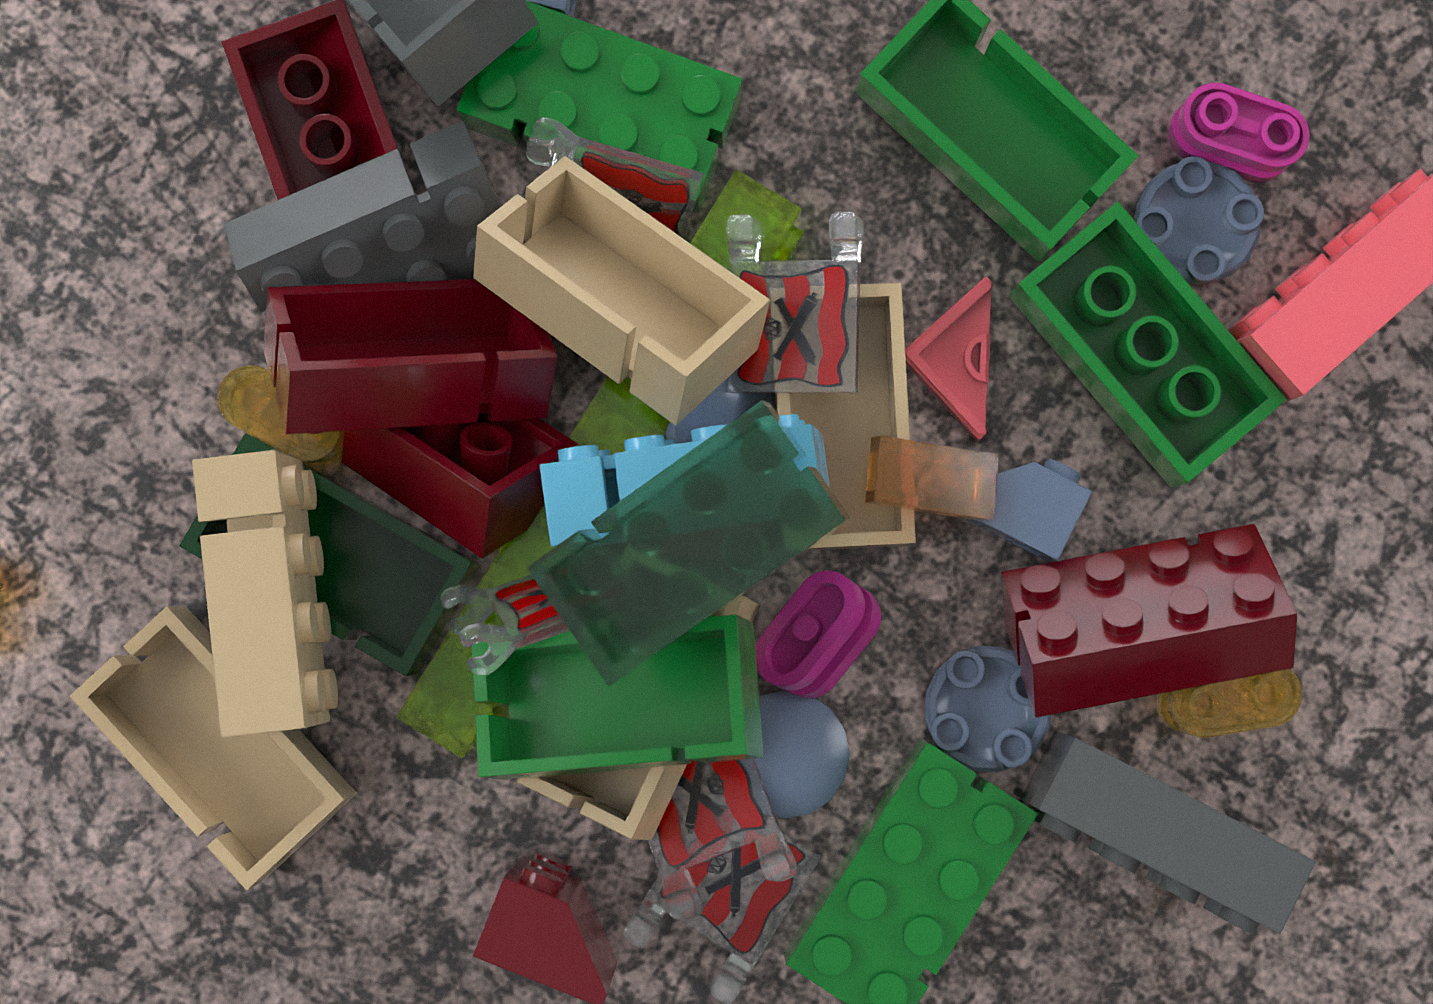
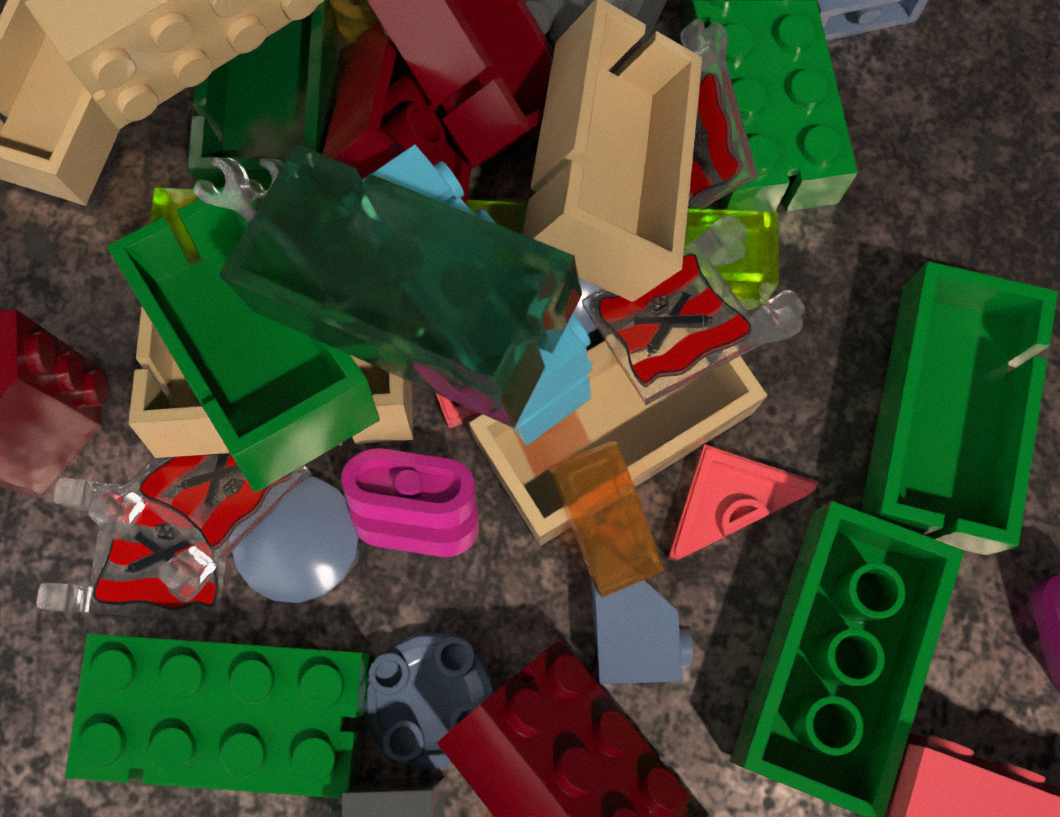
camera: 60 degrees right, 10 degrees down
(1201, 218) = (992, 650): sand blue dish -> none

